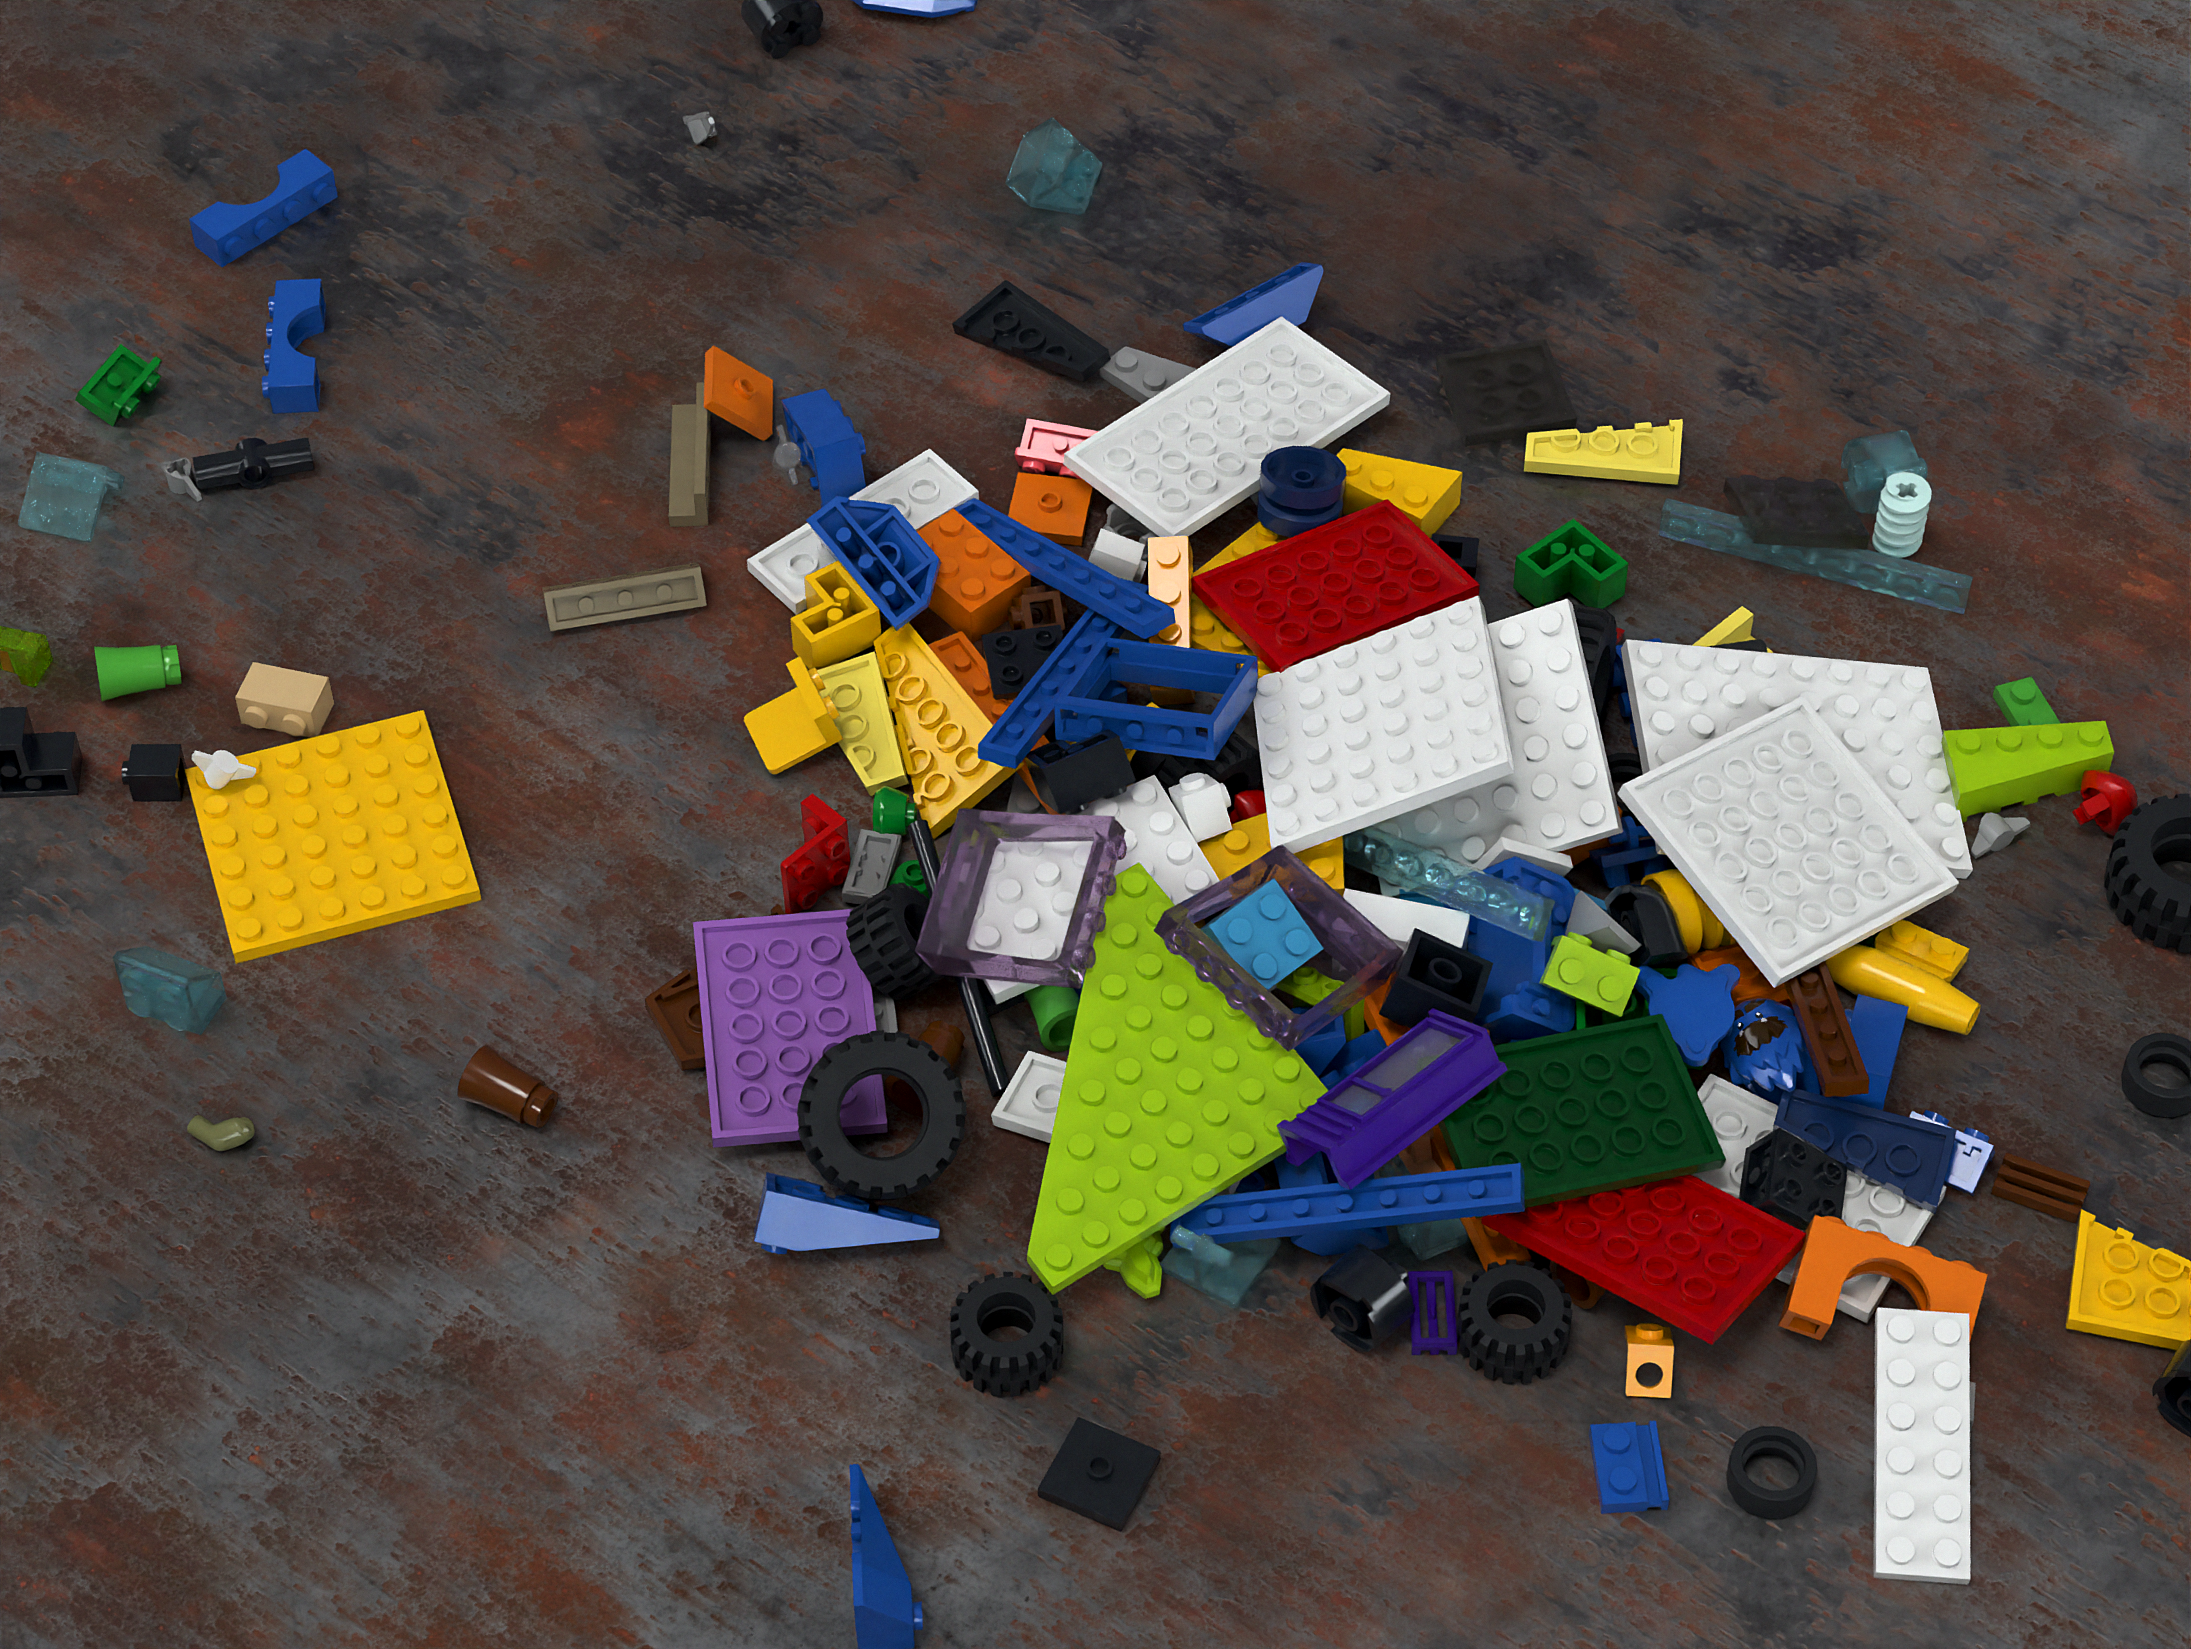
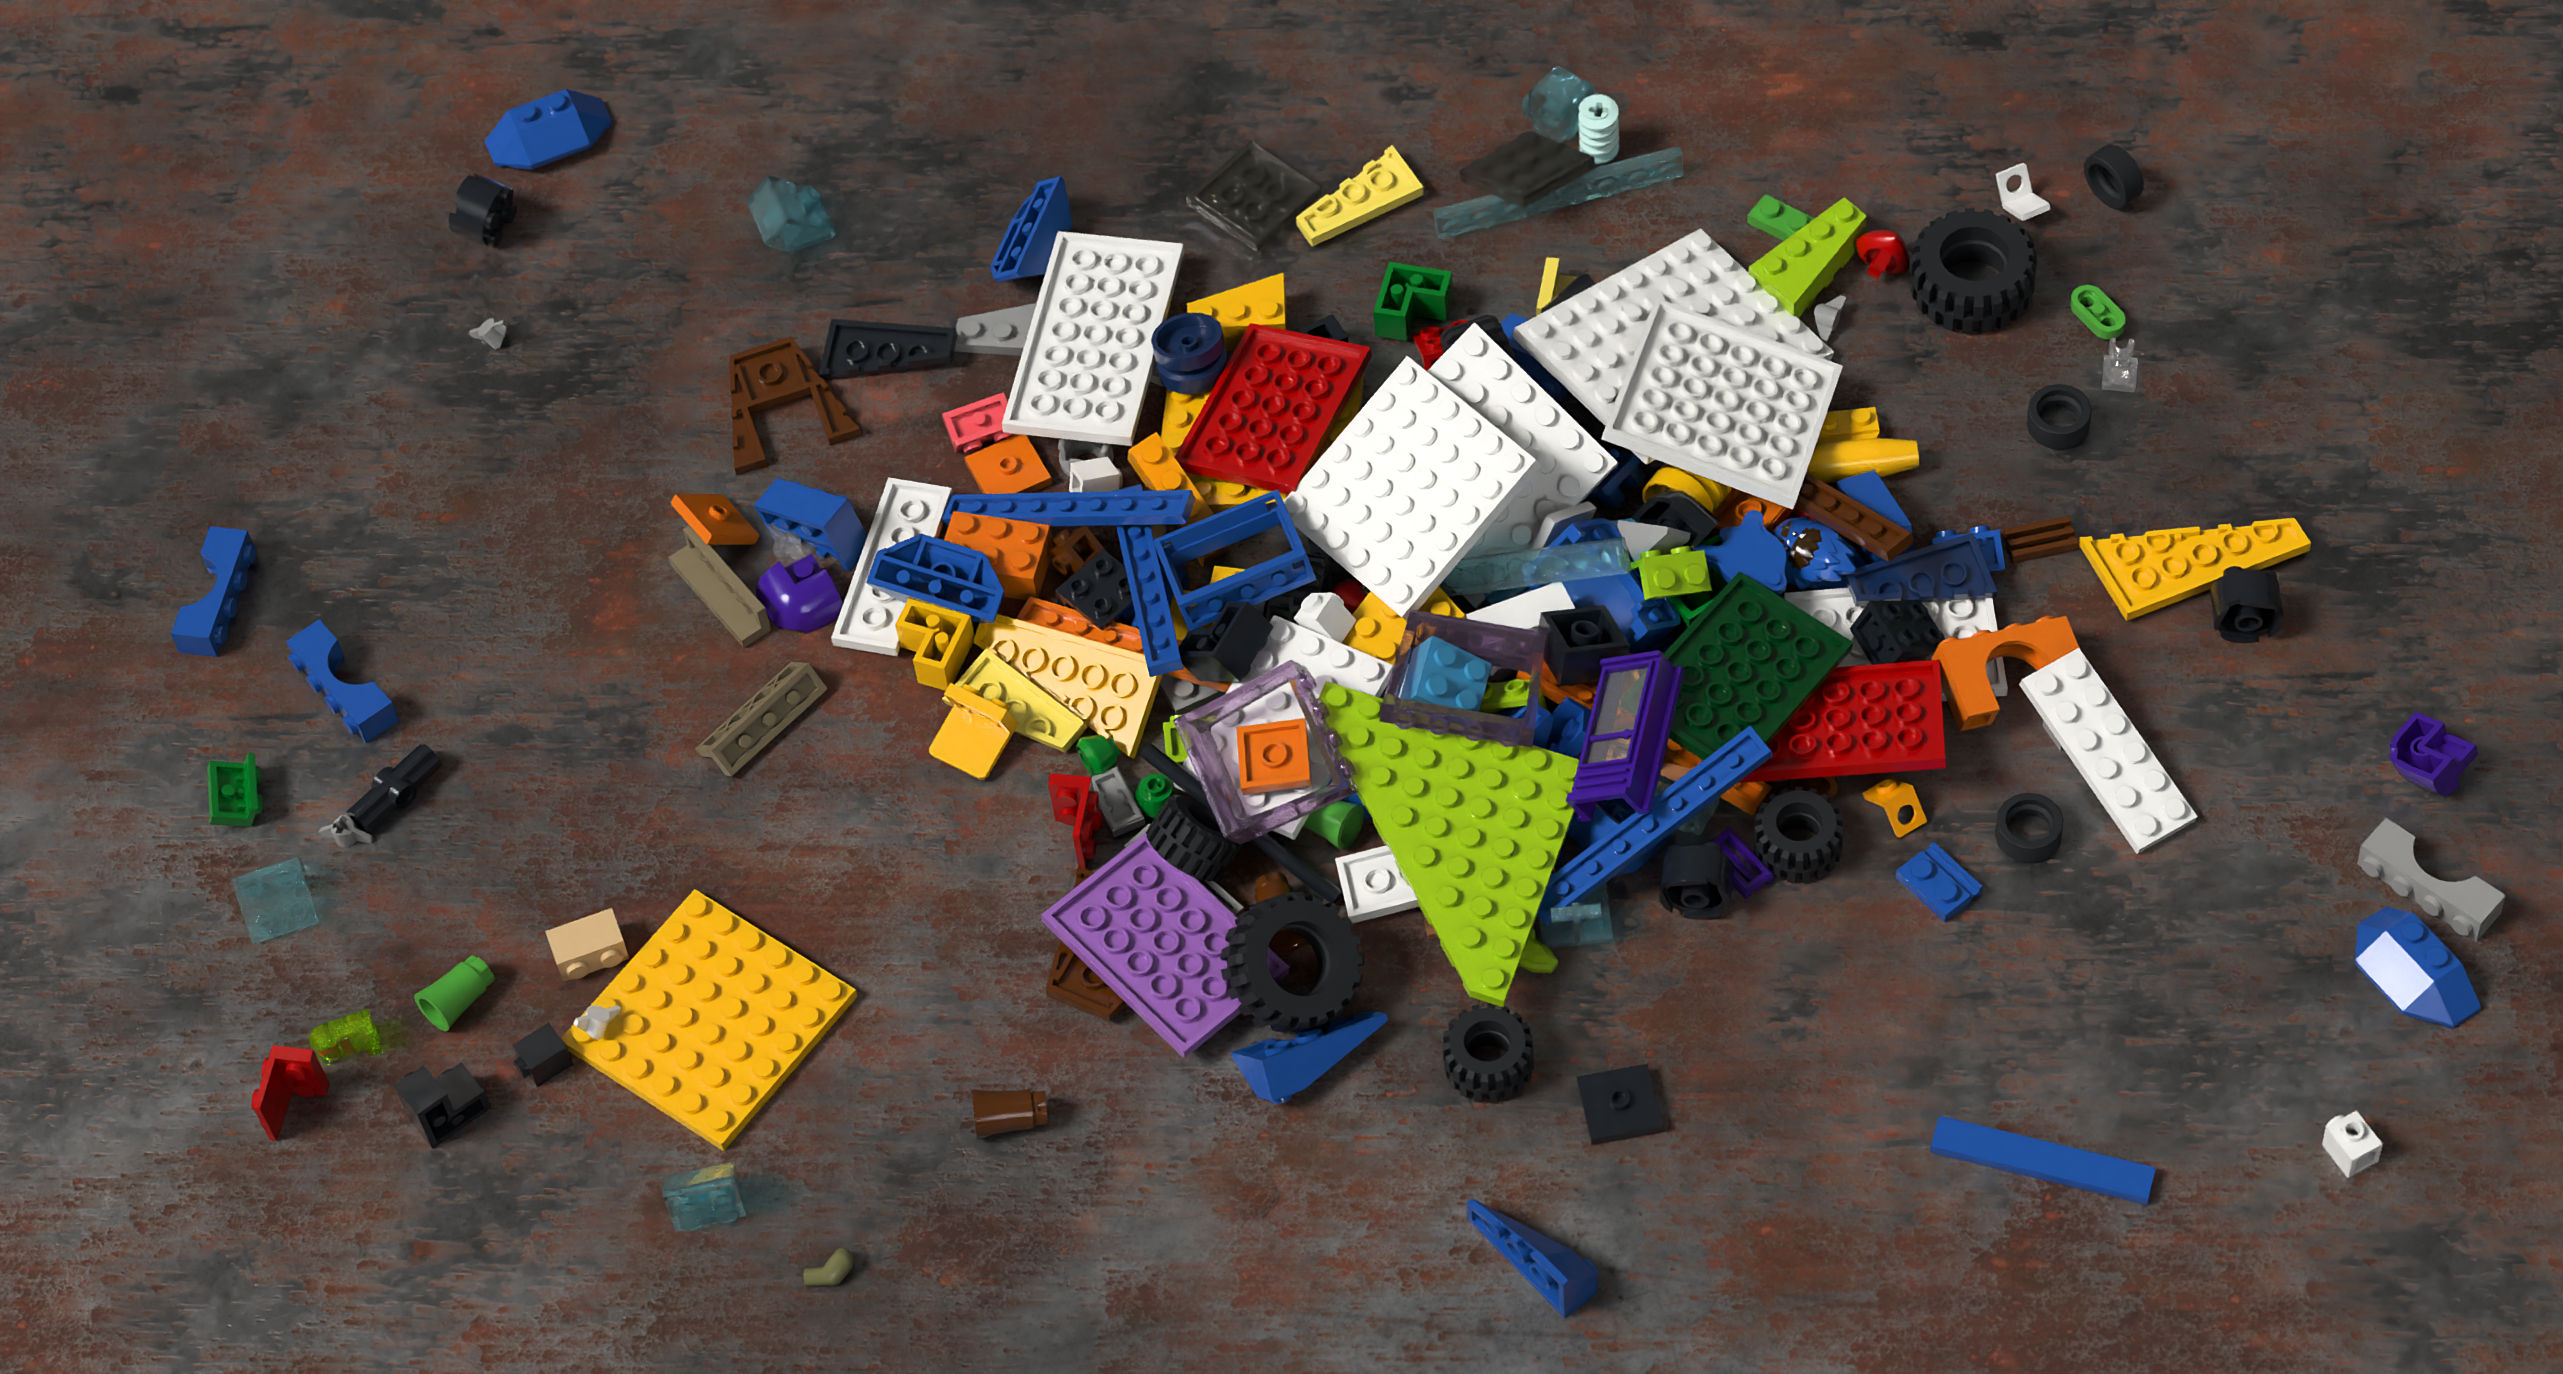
camera: 30 degrees left, 5 degrees up
(755, 505) = (799, 595): none -> dark purple brick
(900, 300) = (772, 377): none -> reddish brown wing
(1029, 906) = (1274, 756): none -> orange plate

